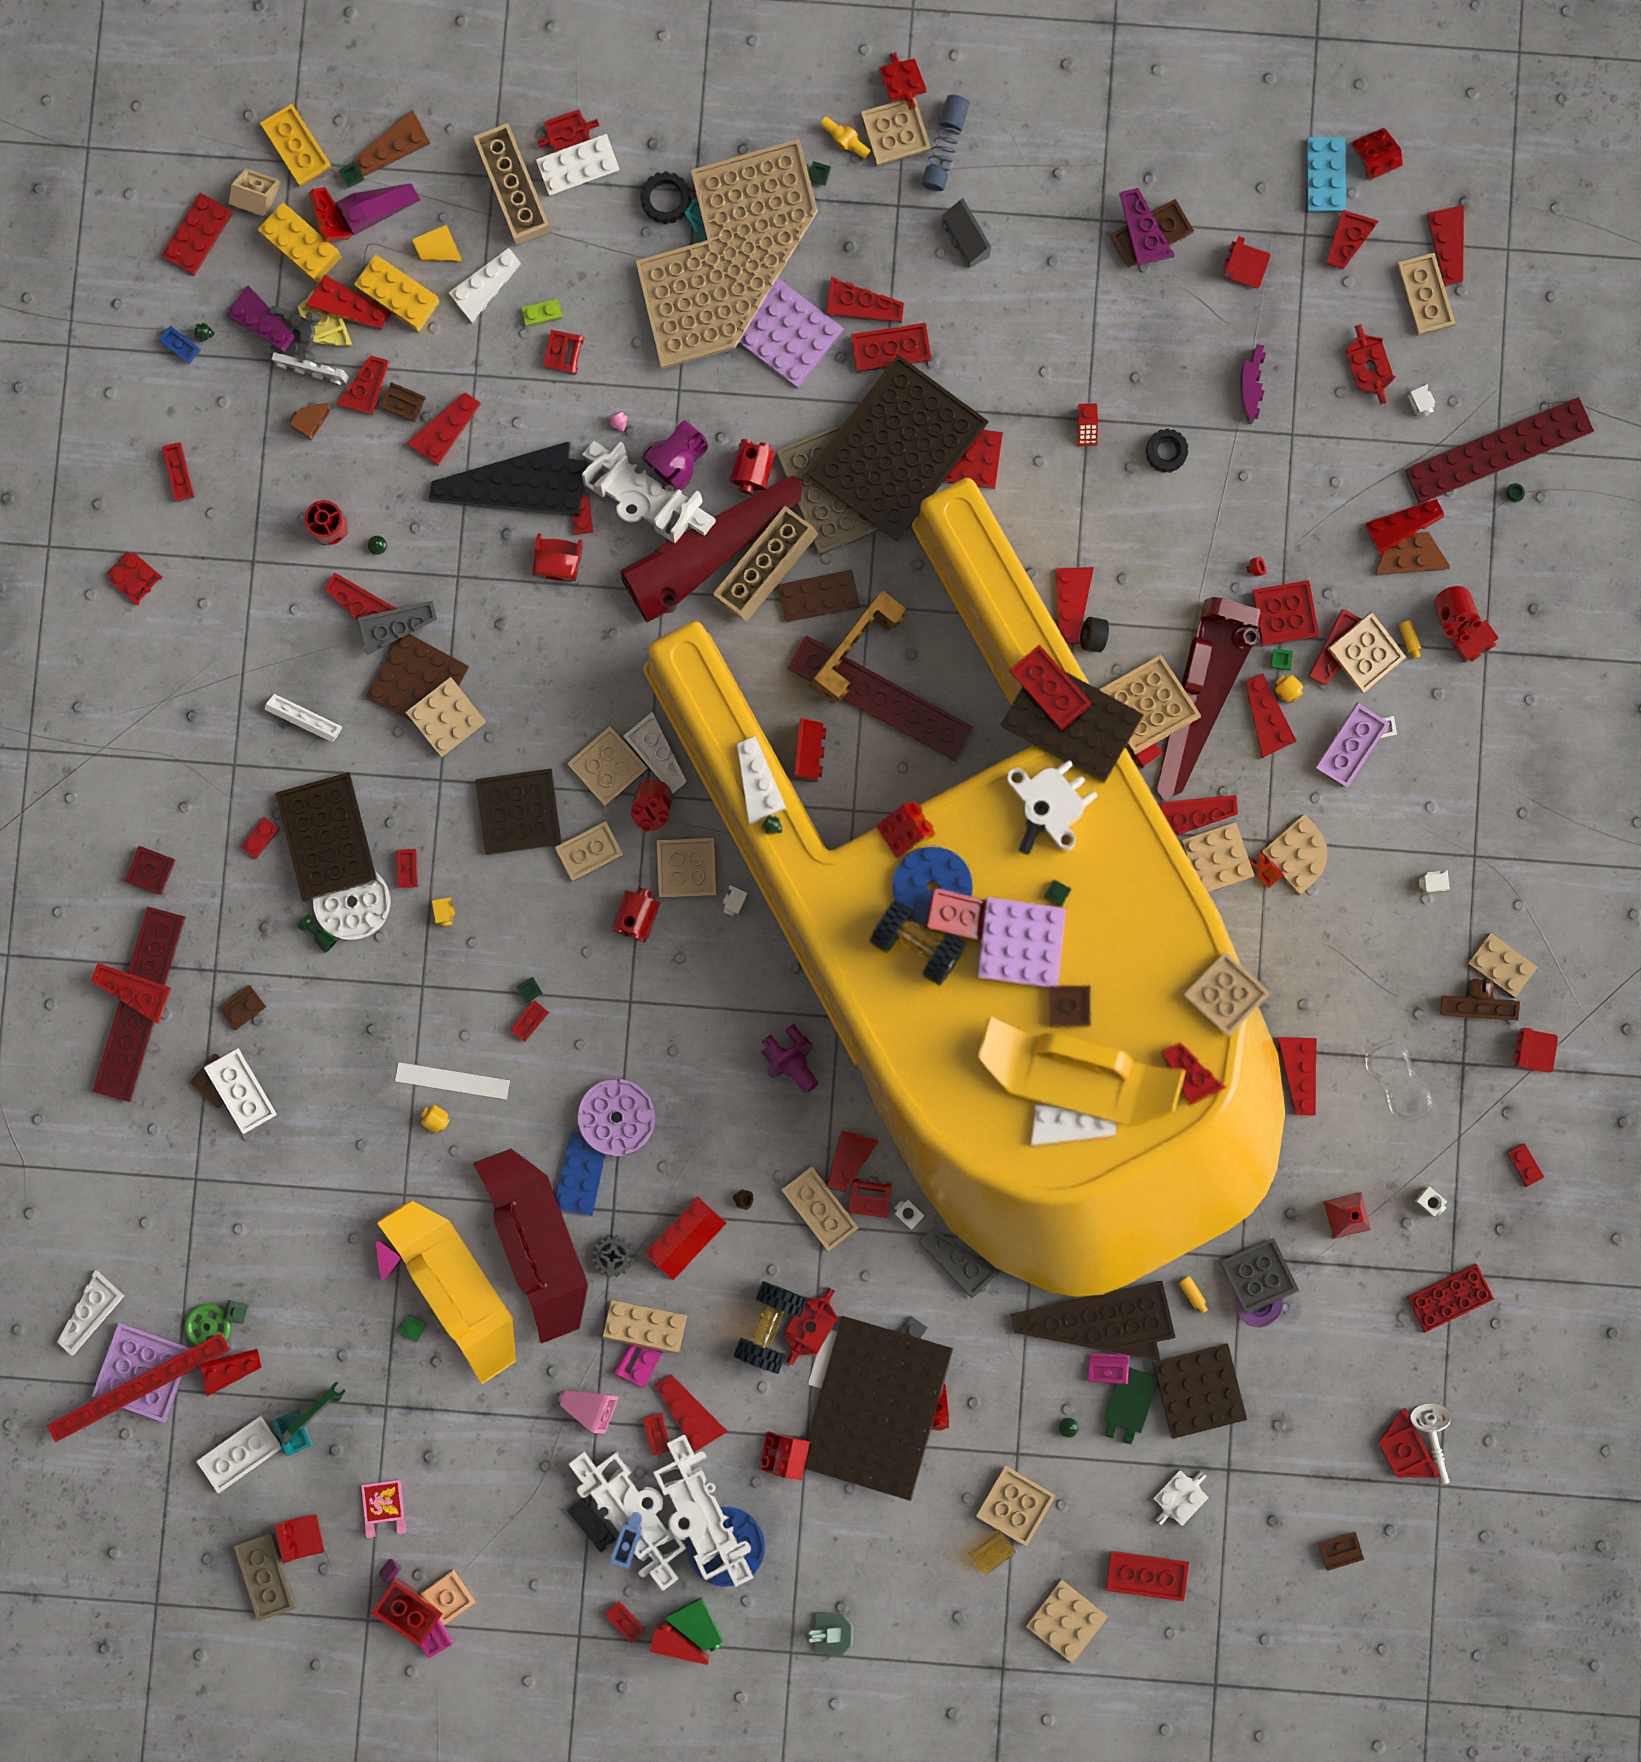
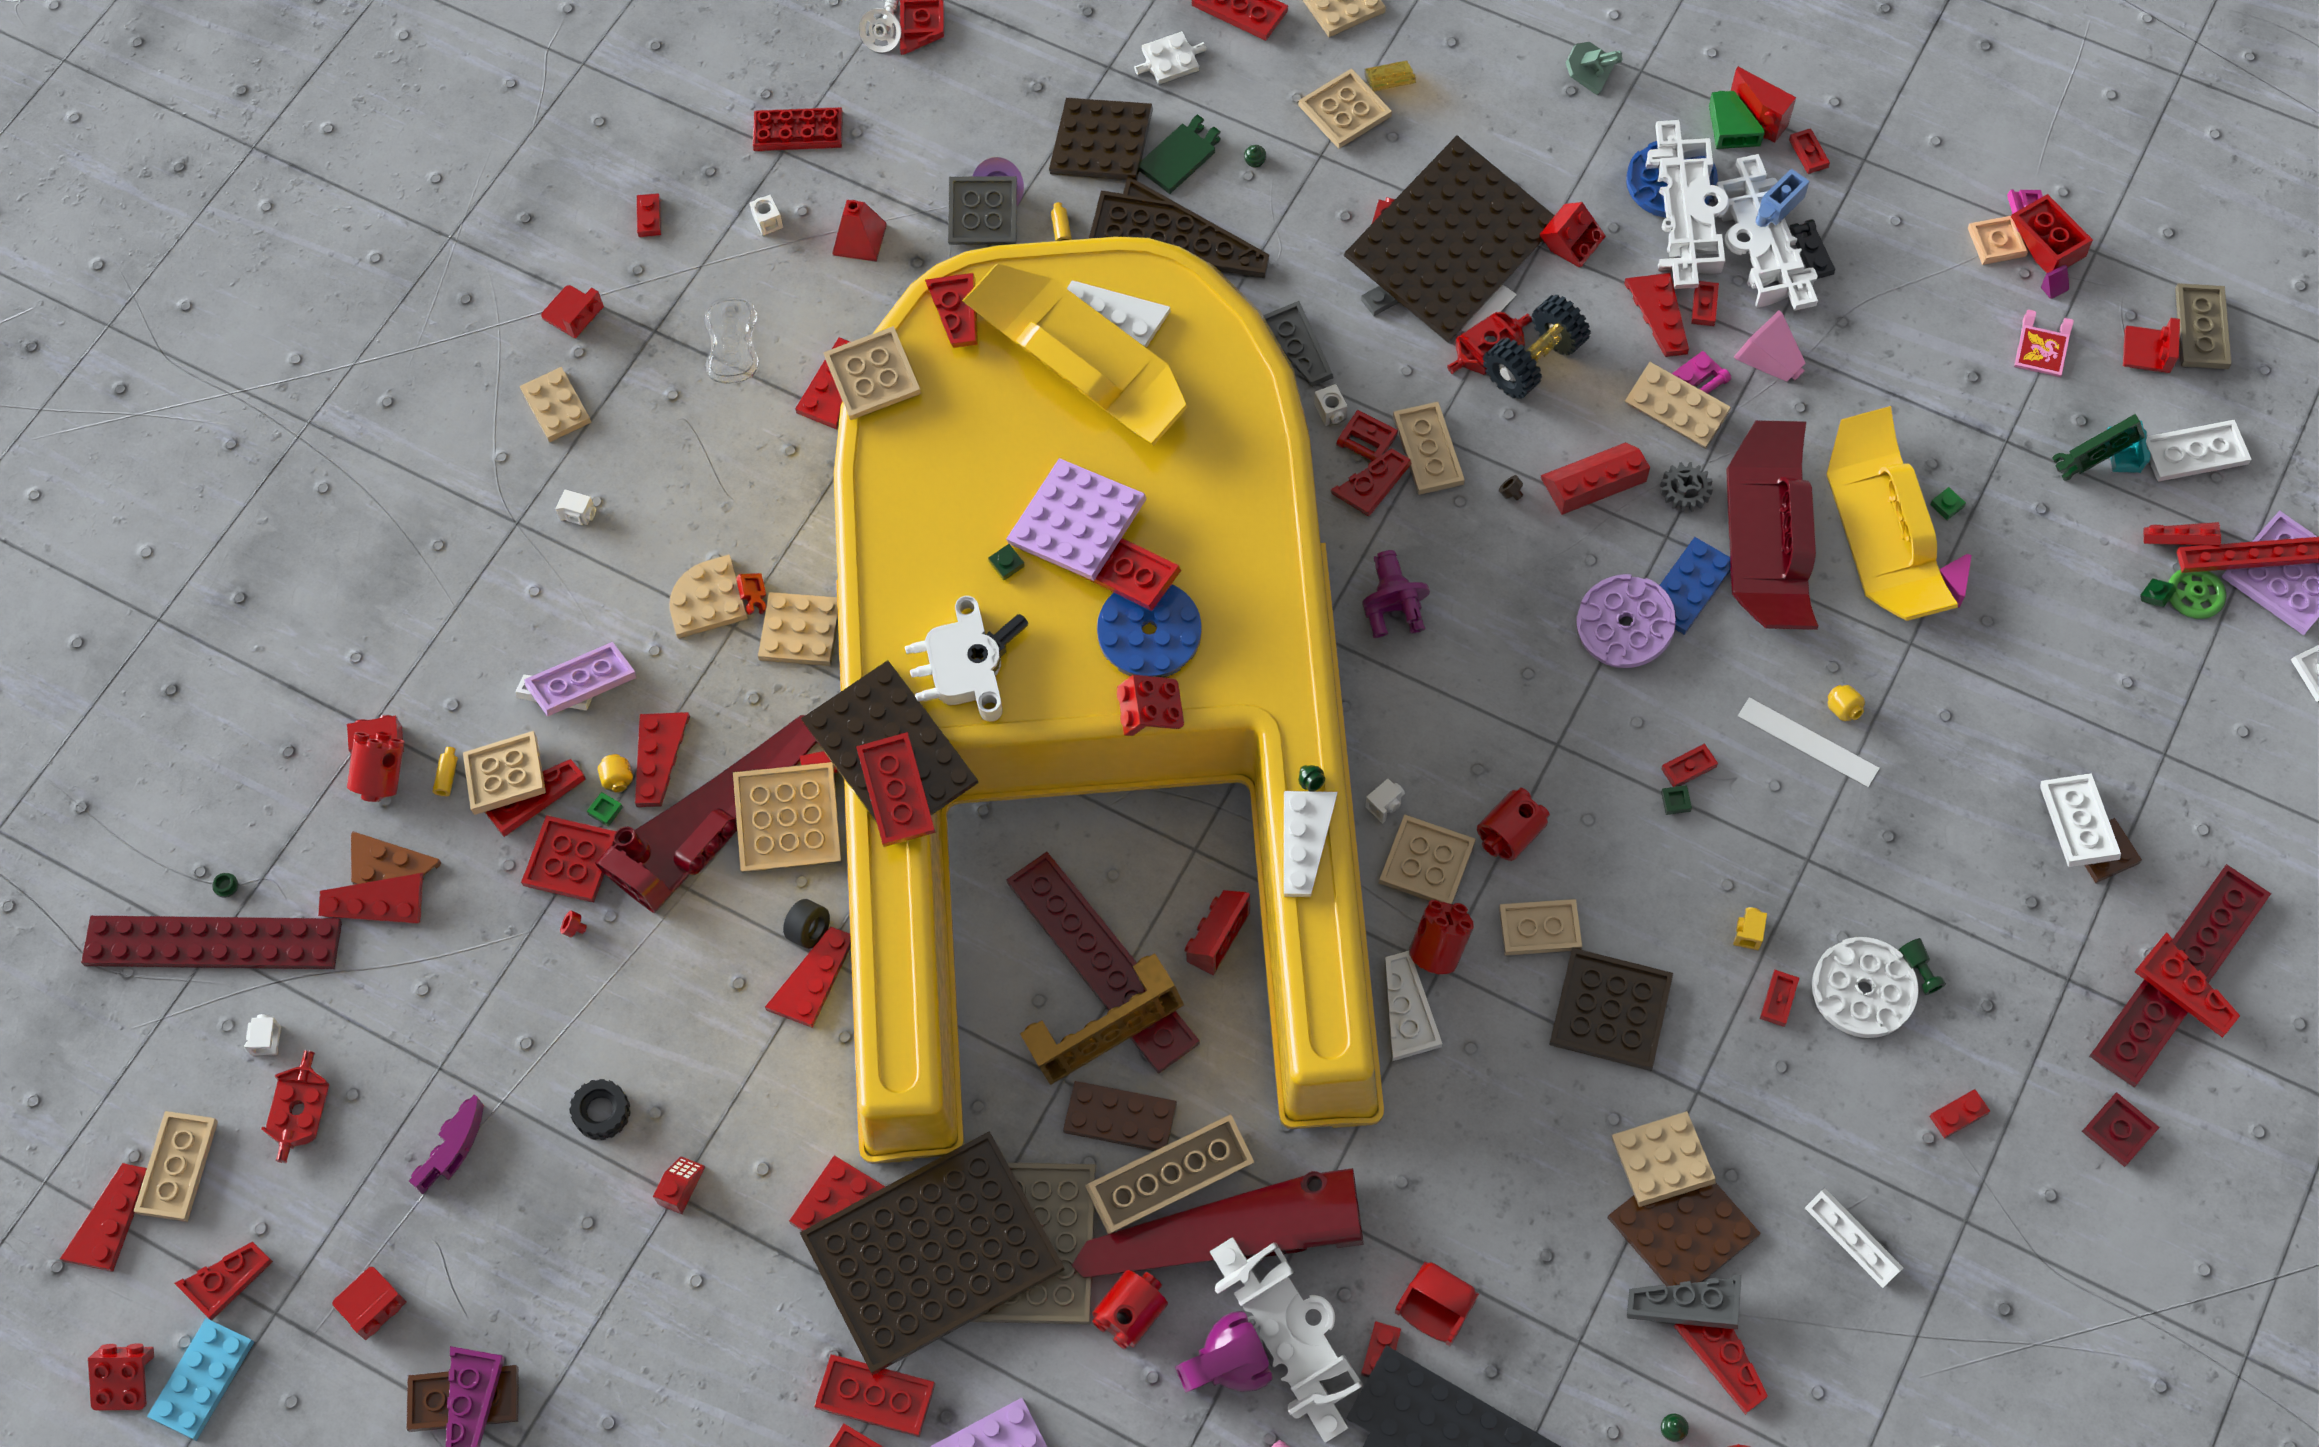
camera: 155 degrees left, 20 degrees down
(242, 1007) = (2046, 921): reddish brown plate -> none
(326, 837) = (1873, 1074): dark brown plate -> none
(607, 766) = (1476, 1017): tan plate -> none
(896, 927) = (1175, 534): black plate -> none
(1070, 1006) = (1054, 432): reddish brown plate -> none
(1108, 1368) = (1186, 188): dark pink plate -> none
(1196, 813) = (795, 683): red wing -> none
(1480, 1003) = (601, 374): reddish brown plate -> none

